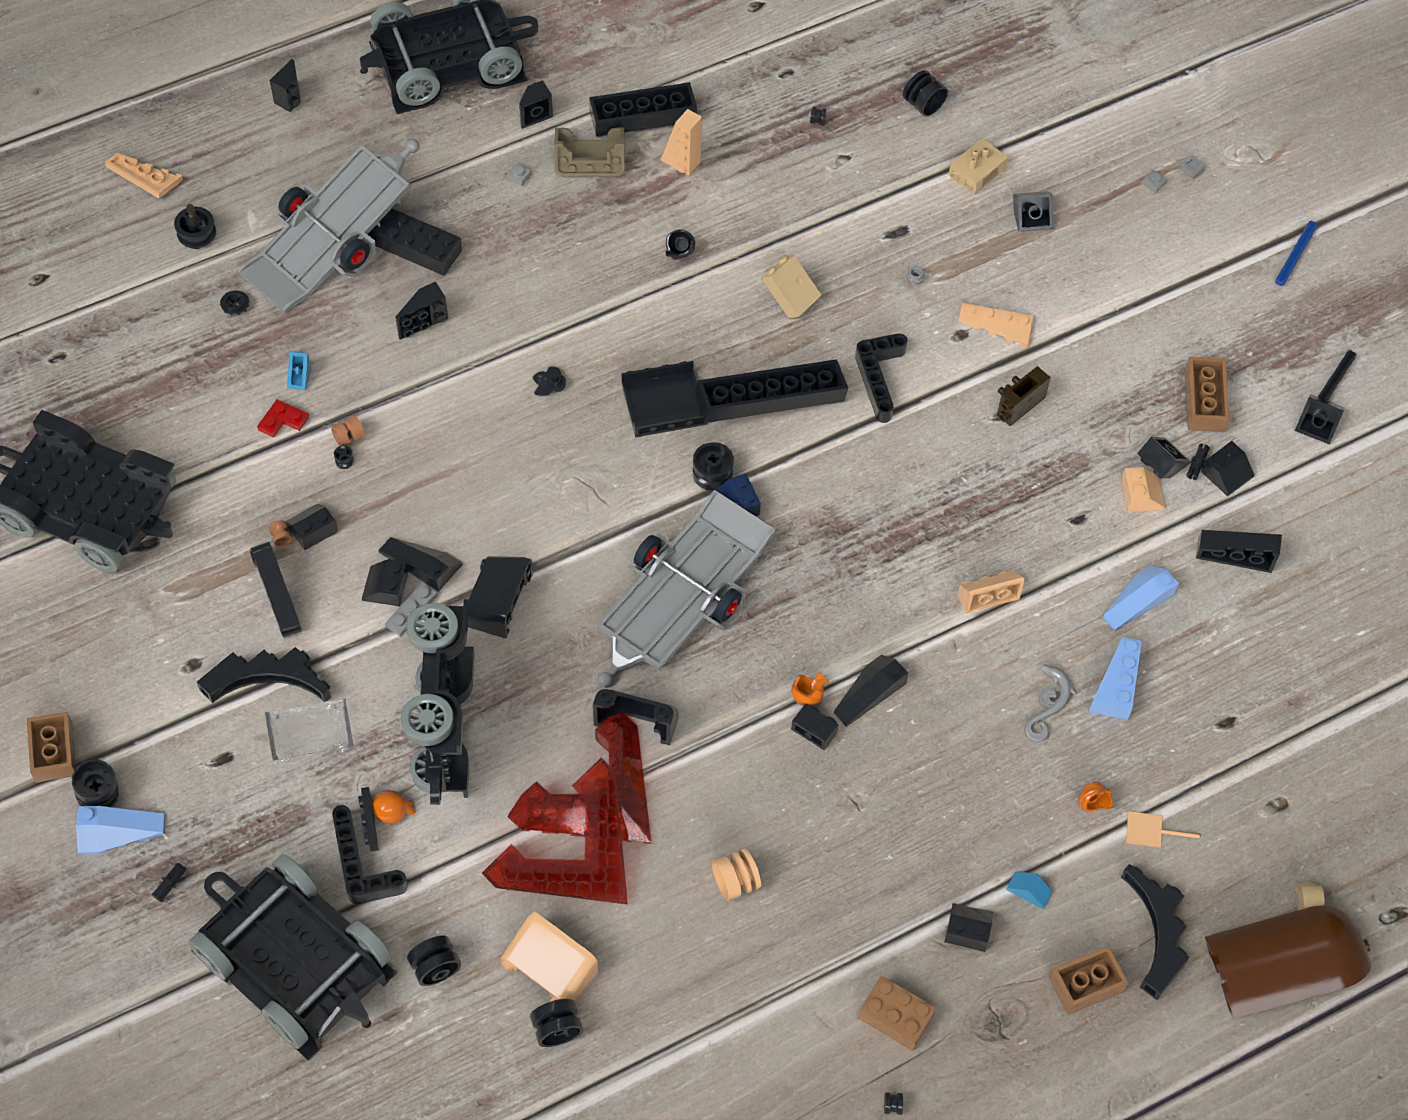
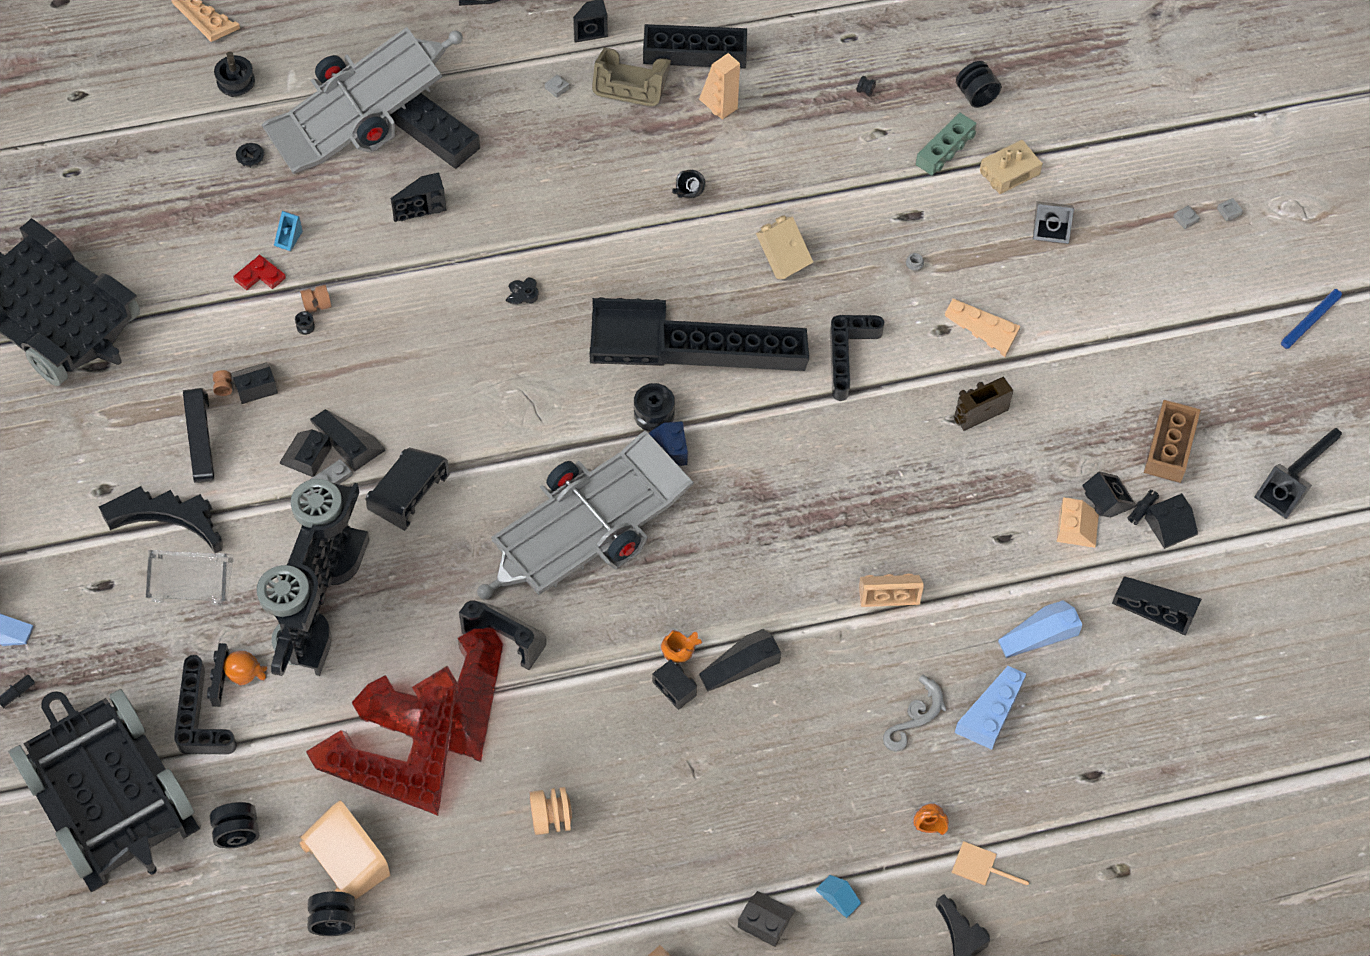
camera: 15 degrees right, 0 degrees up
(911, 156) = (946, 144): none -> sand green brick

